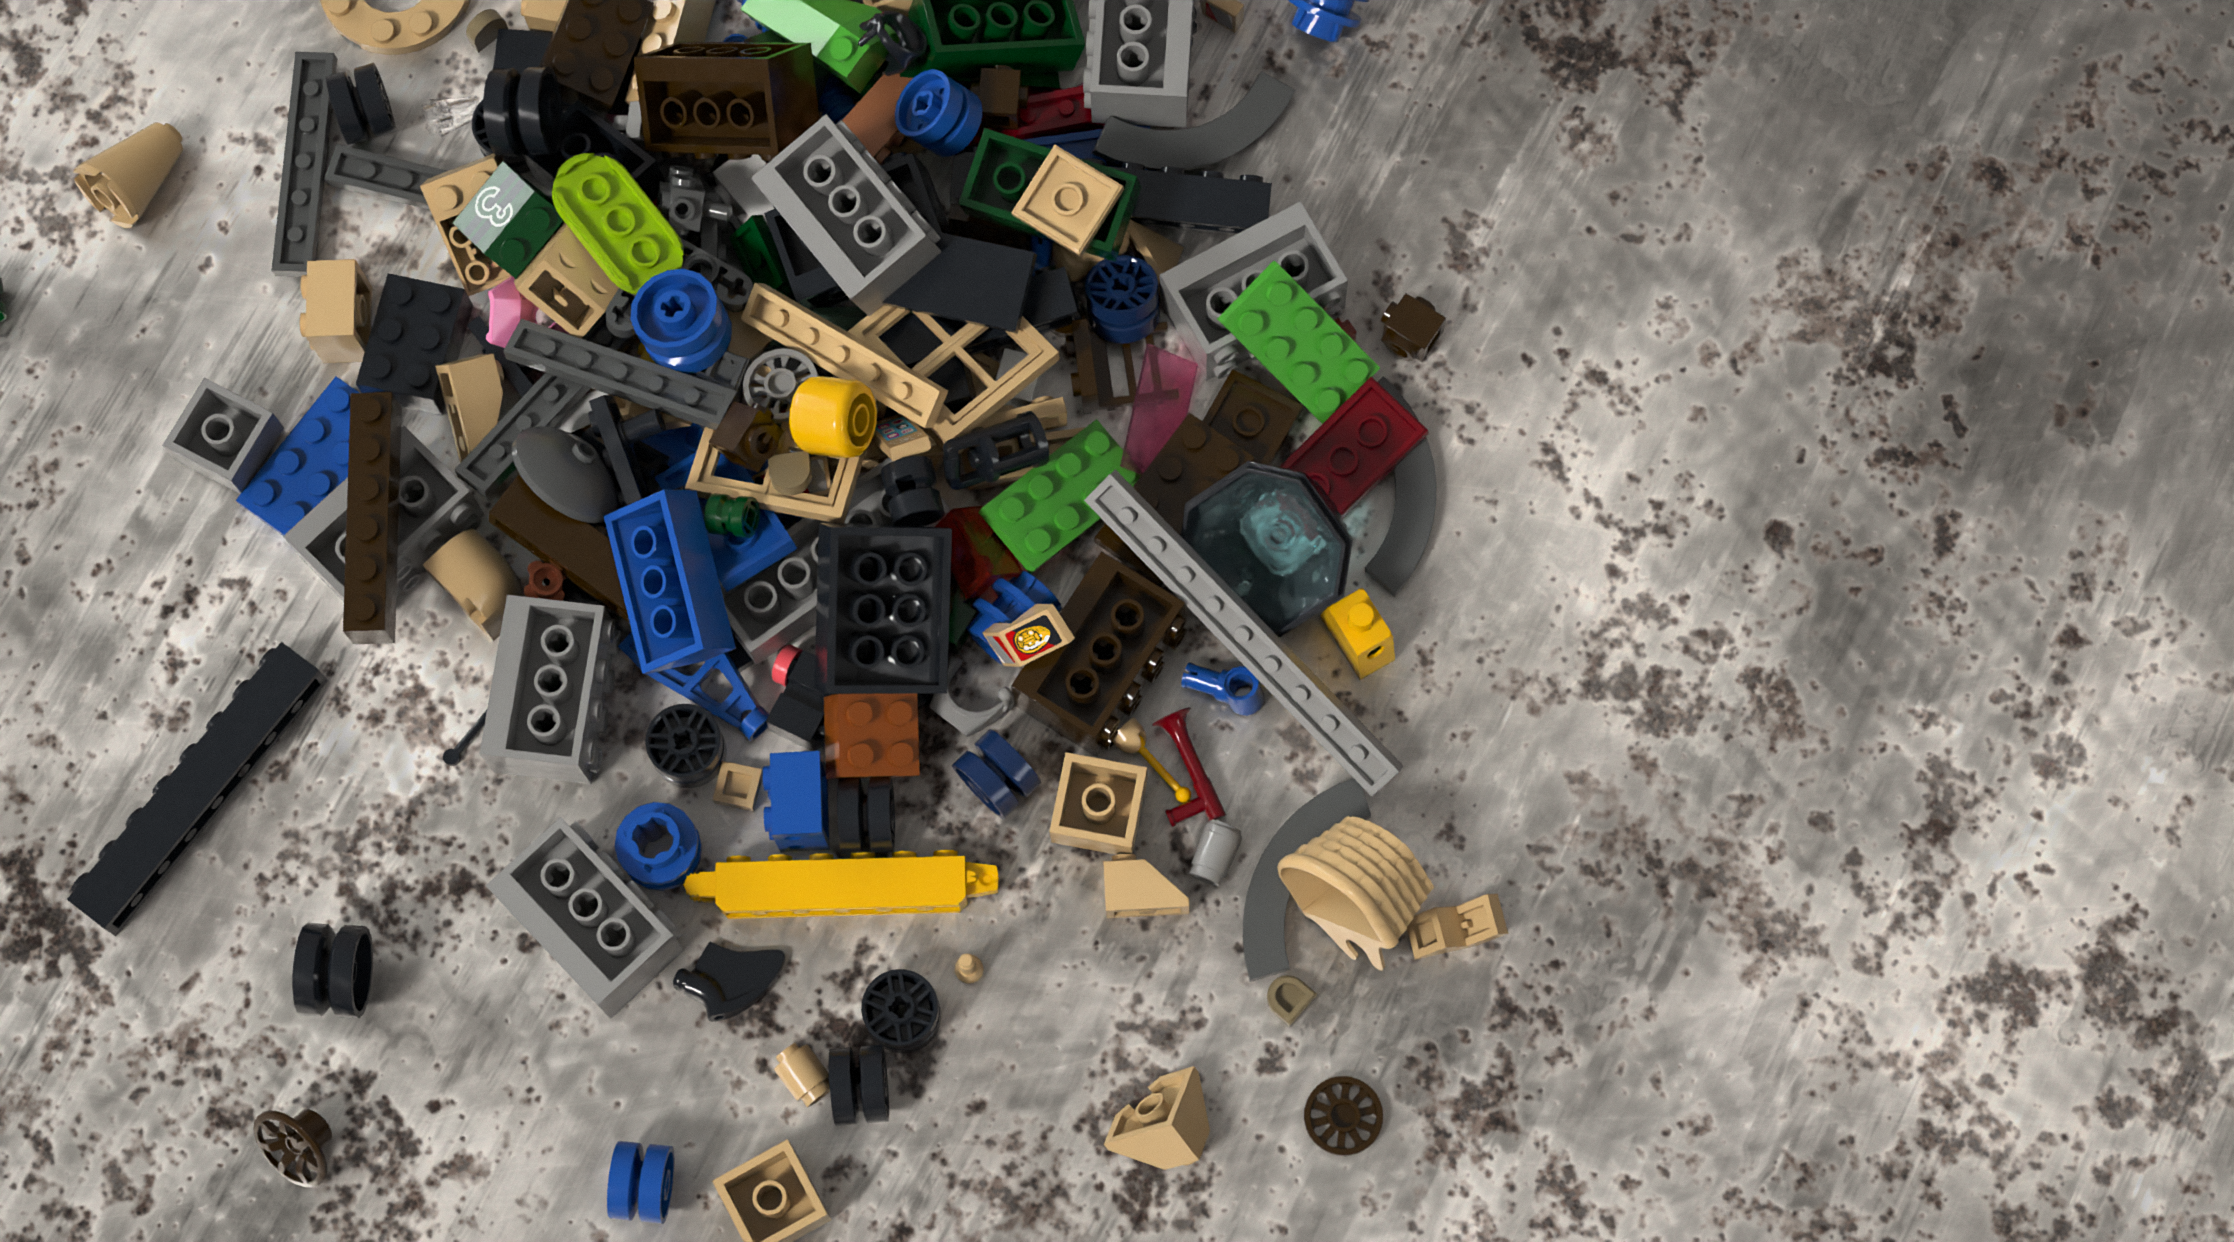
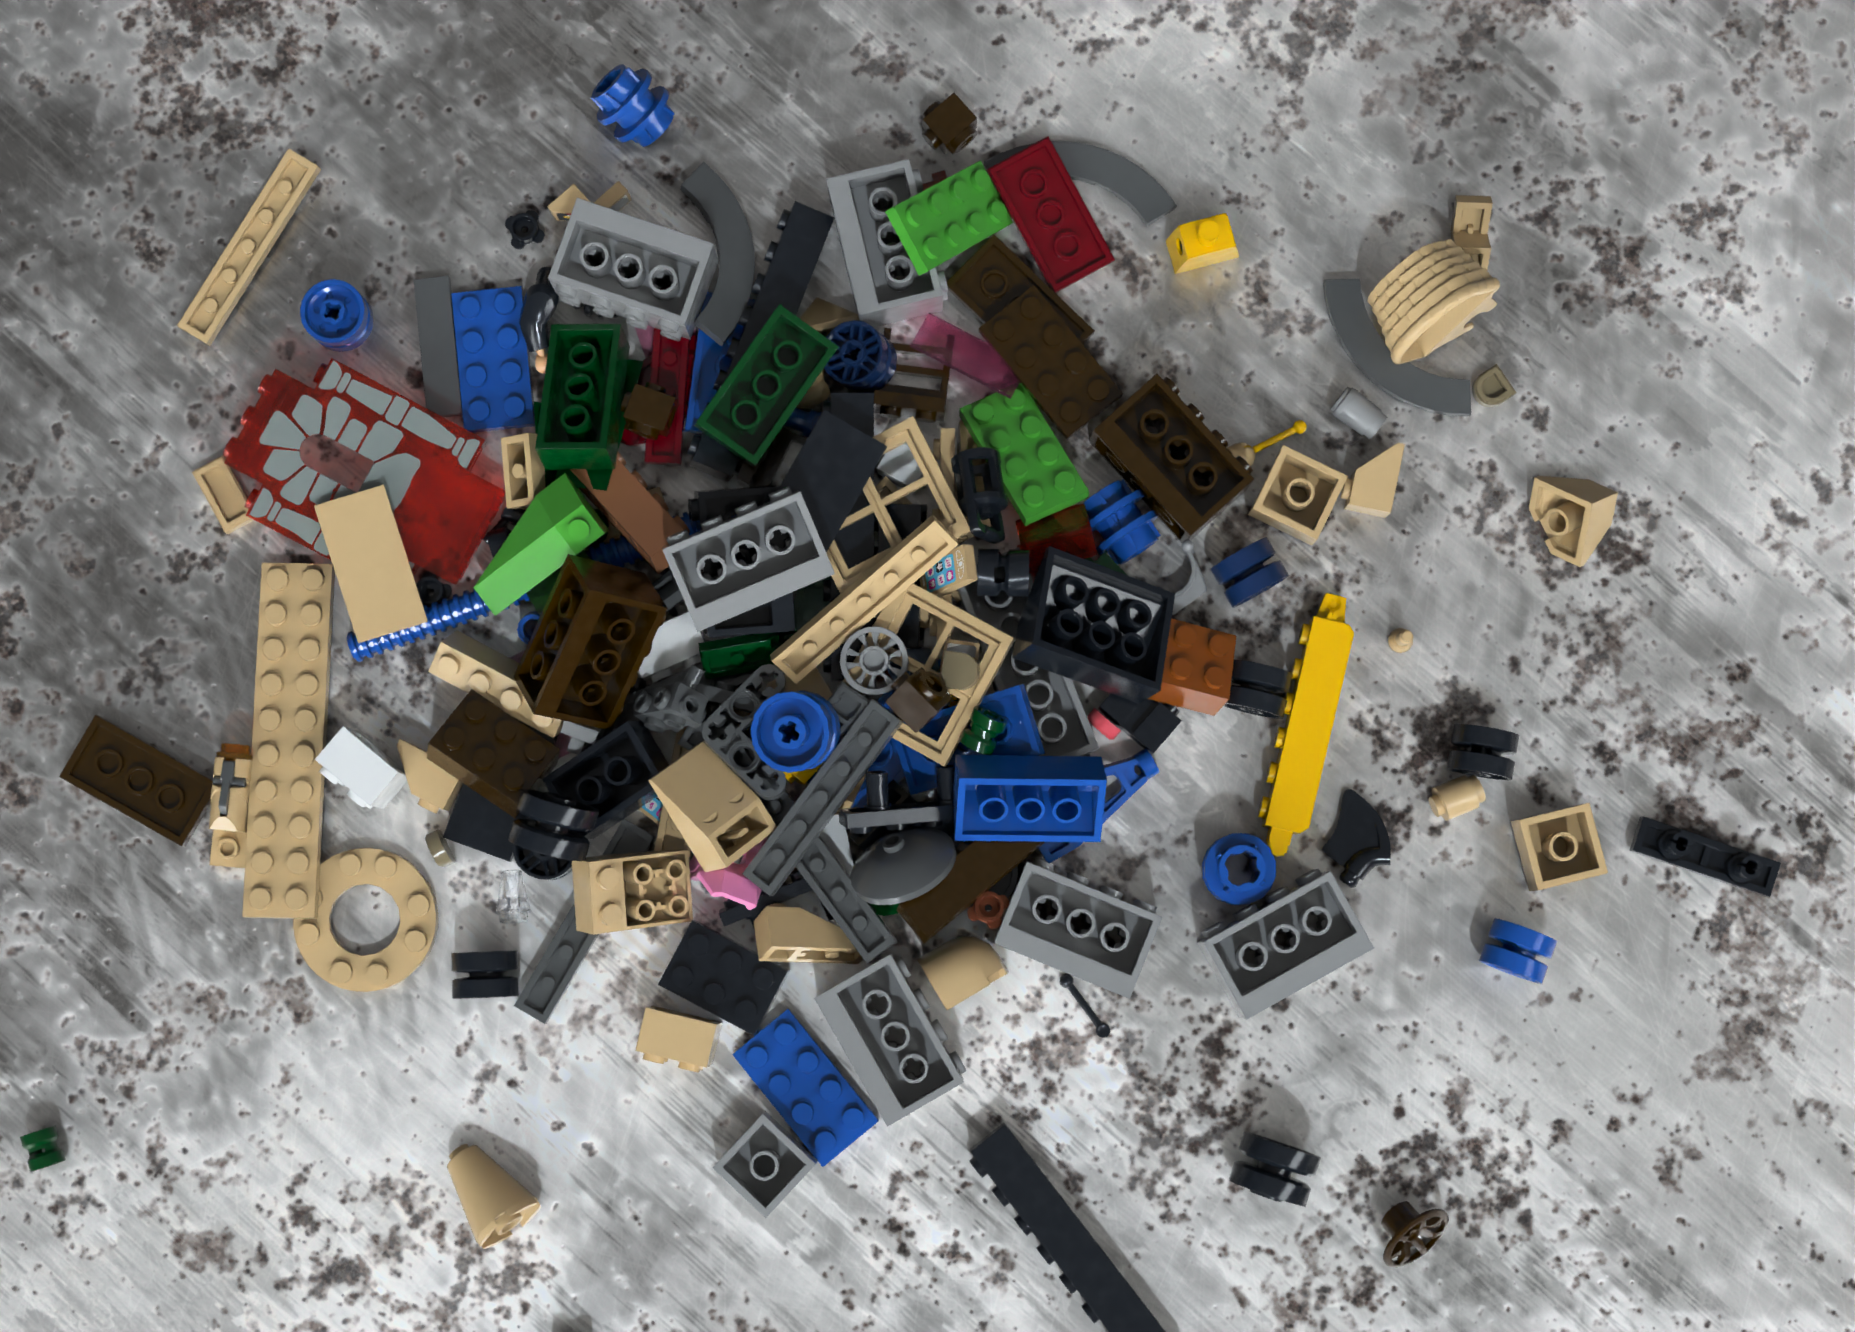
camera: 75 degrees left, 10 degrees up
(303, 164) = (522, 1039): dark grey plate -> none
(372, 518) = (899, 1042): dark brown brick -> none
(509, 219) = (650, 860): dark green slope -> none
(615, 220) = (687, 765): lime tile -> none
(684, 726) = (1171, 826): black wheel -> none
(738, 786) = (1194, 793): tan tile -> none
(798, 801) = (1231, 742): blue piece -> none
(833, 416) = (925, 620): yellow head -> none
(882, 1002) = (1440, 690): black wheel -> none
(900, 55) = (591, 480): black piece -> none
(938, 113) = (658, 463): blue wheel -> none
(1029, 636) = (1159, 507): slope -> none
(1067, 200) = (784, 368): tan tile -> none
(1207, 797) = (1311, 408): dark red piece -> none
(1224, 685) = (1218, 368): blue pin -> none
(1243, 633) = (1189, 334): light grey plate -> none
(1276, 575) = (1129, 291): clear light blue rock -> none
(1343, 1116) = (1599, 371): dark brown wheel -> none

